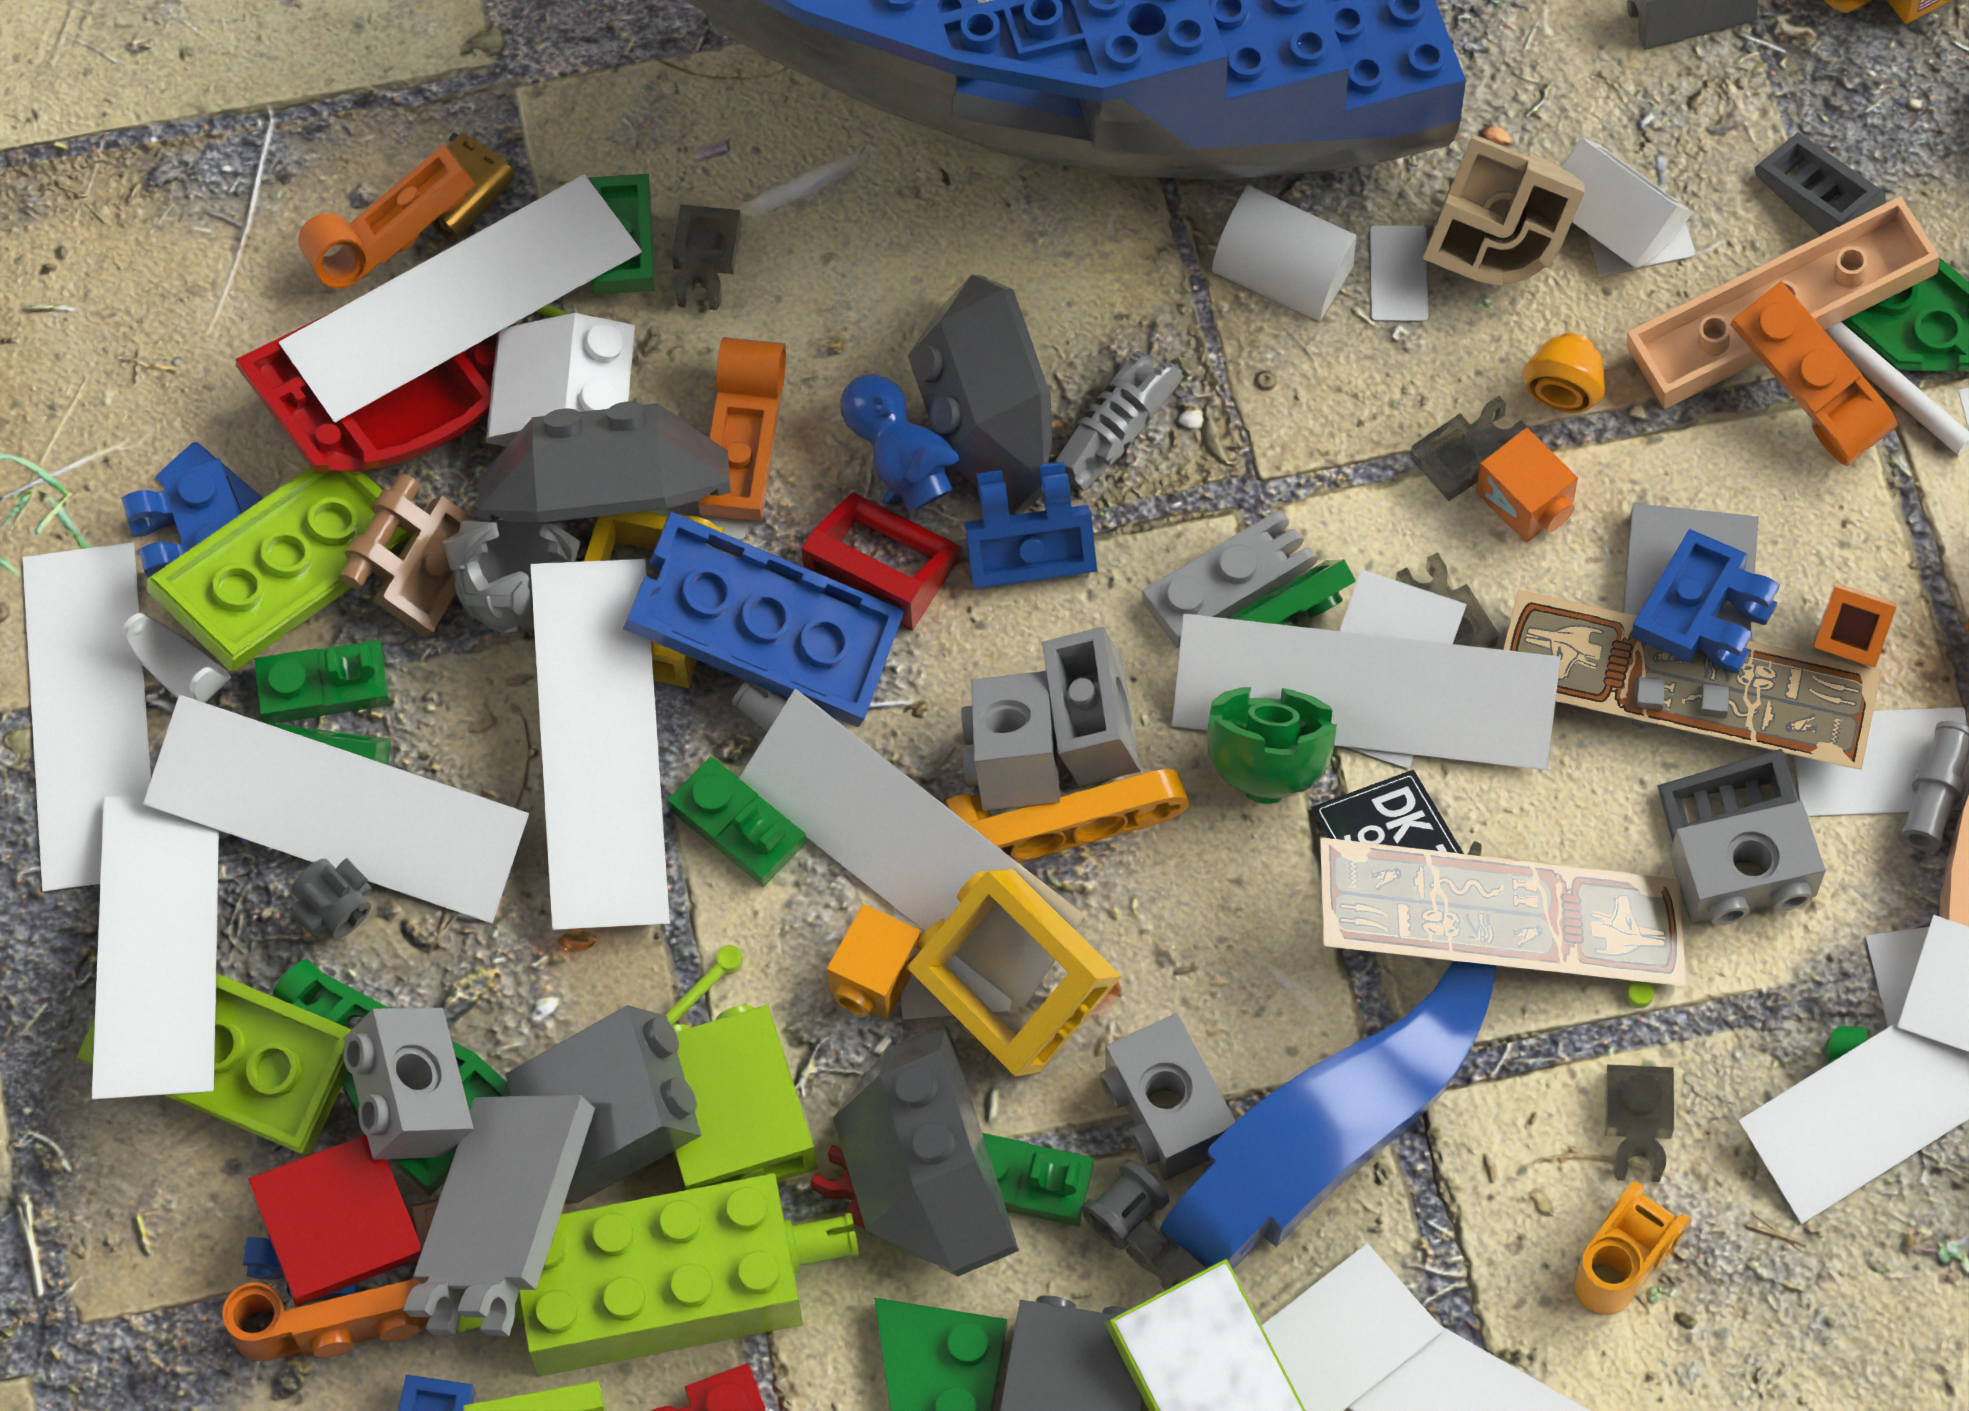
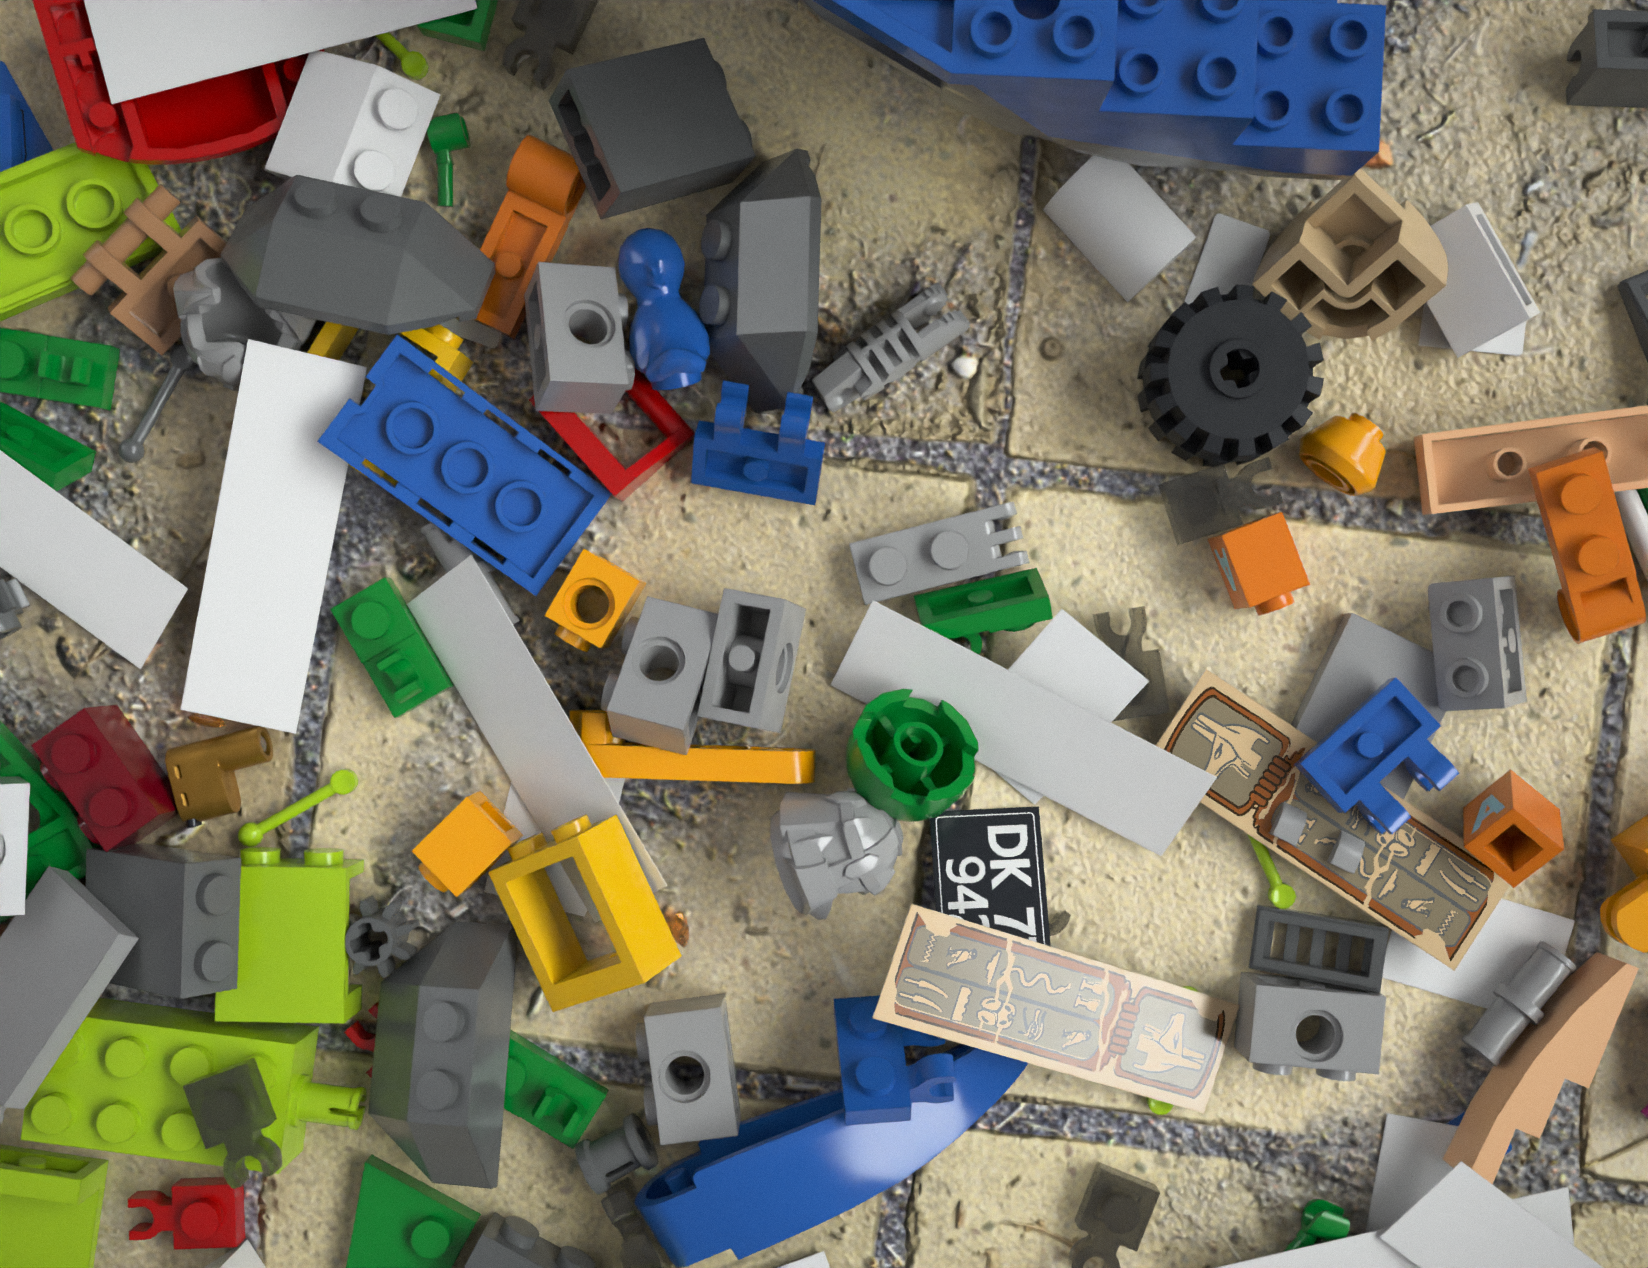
camera: 20 degrees right, 25 degrees up
(449, 637) = (132, 449): none -> dark grey hinge
(500, 1005) = (107, 776): none -> dark red brick
(590, 982) = (205, 775): none -> pearl gold piece
(645, 371) = (446, 135): none -> green hand
(740, 1236) = (232, 1110): none -> clear smoke plate
(821, 1060) = (376, 953): none -> dark grey gear
(828, 481) = (565, 370): none -> light grey brick
(834, 296) = (651, 126): none -> dark grey brick
(921, 685) = (620, 589): none -> light orange brick
(1224, 824) = (832, 848): none -> light grey helmet
(1357, 1013) = (874, 1068): none -> blue plate
(1442, 331) = (1217, 416): none -> black wheel
(1673, 767) = (1279, 893): none -> lime hinge
(1756, 487) = (1477, 644): none -> light grey bracket

